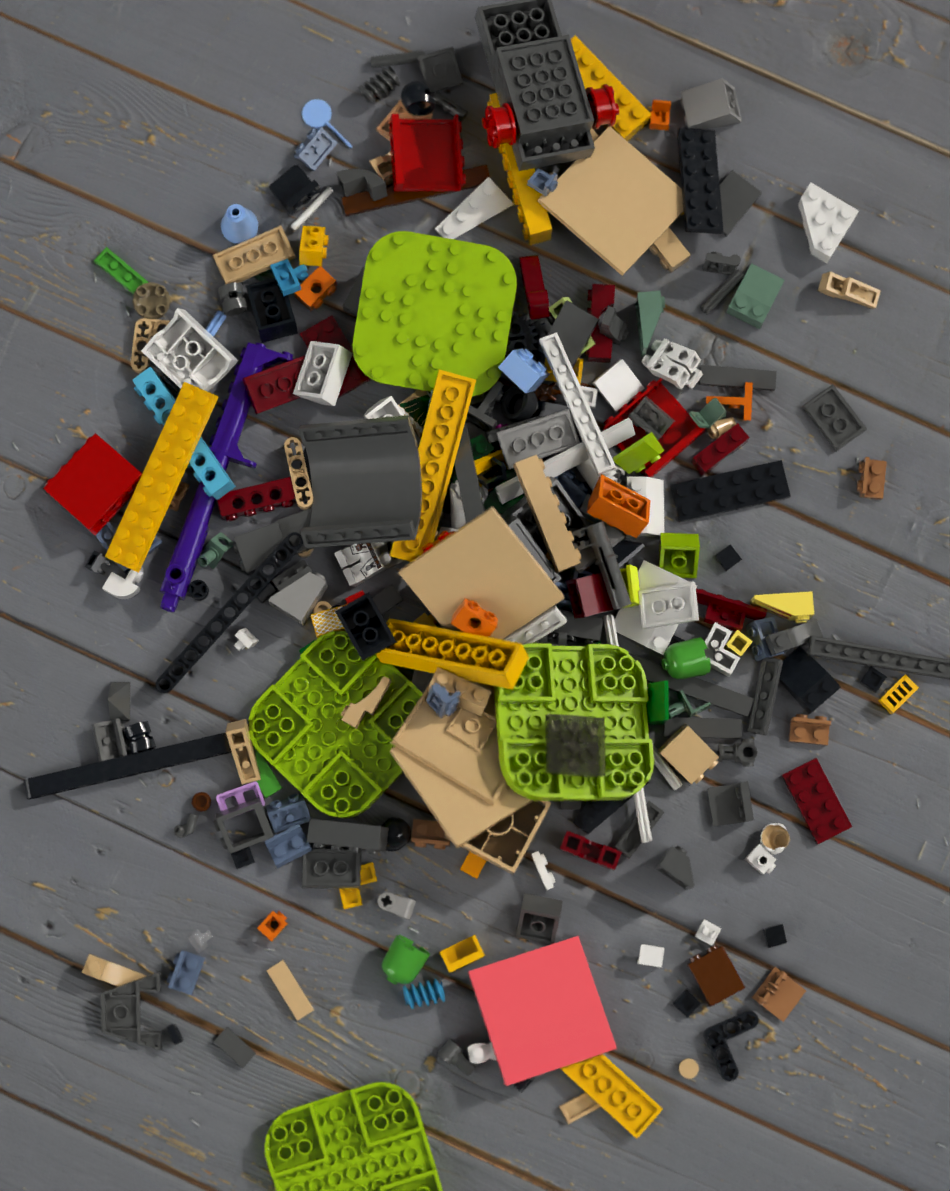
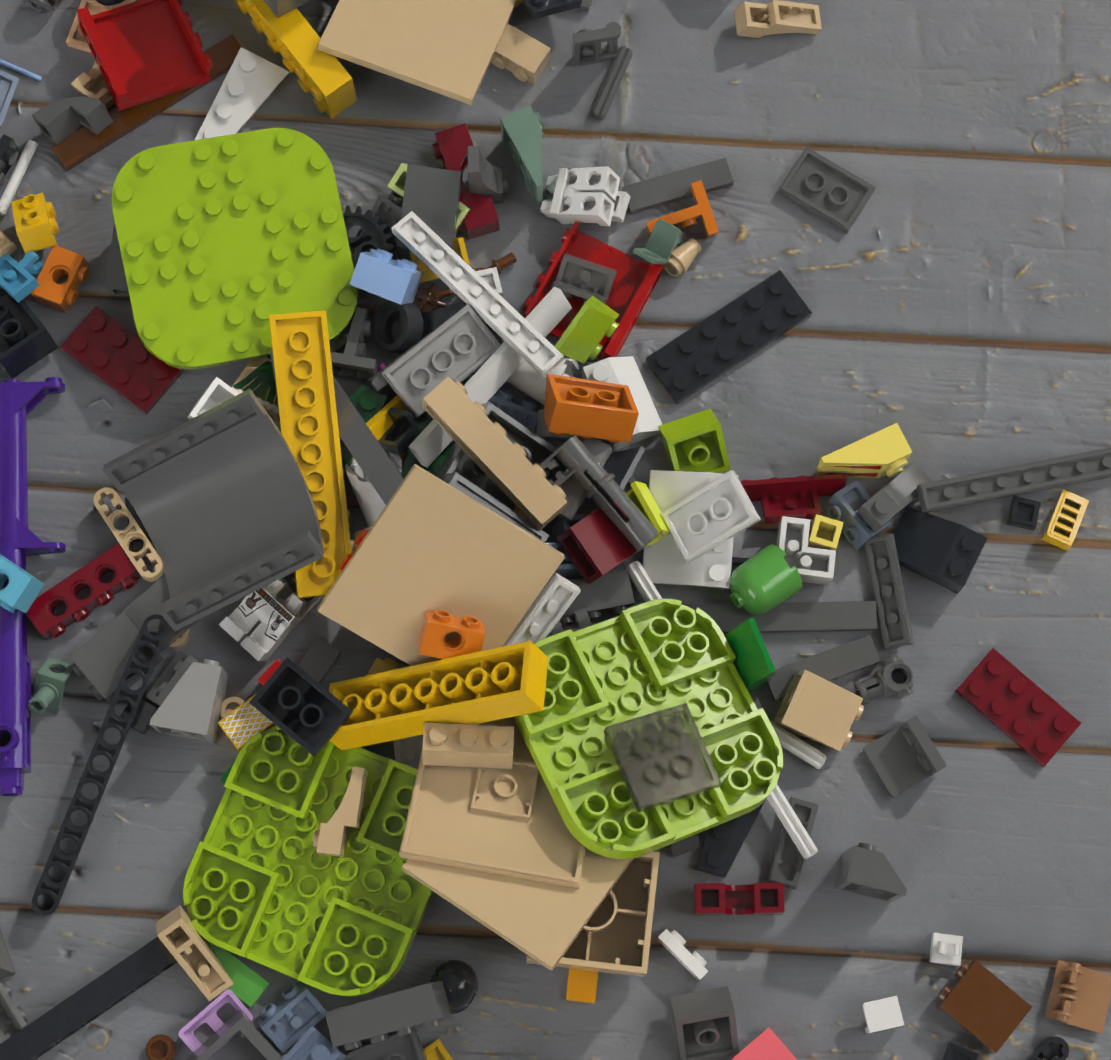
camera: 20 degrees left, 5 degrees down
(139, 737) = (37, 991): black wheel -> none
(196, 587) = (41, 747): black wheel -> none
(246, 639) = (138, 793): white tile -> none
(273, 385) = (62, 420): dark red plate -> none
(322, 373) = (111, 385): white slope -> none
(430, 833) = (501, 965): medium nougat bracket -> none
(441, 701) = (447, 768): sand blue bracket -> none
(534, 287) = (361, 170): dark red beam -> none
(543, 182) = (316, 20): sand blue bracket -> none
(618, 385) = (522, 253): white tile -> none
(684, 705) = (785, 646): sand green bracket -> none
(719, 449) = (692, 285): dark red arch -> none
(728, 557) = (762, 425): black tile -> none
(754, 859) = (967, 820): white brick -> none
(755, 296) = (657, 73): sand green slope -> none
(774, 838) = (984, 780): tan hair -> none
(775, 935) = (1039, 916): black slope -> none
(809, 730) = (967, 614): medium nougat bracket -> none
(872, 478) = (910, 249): medium nougat bracket -> none

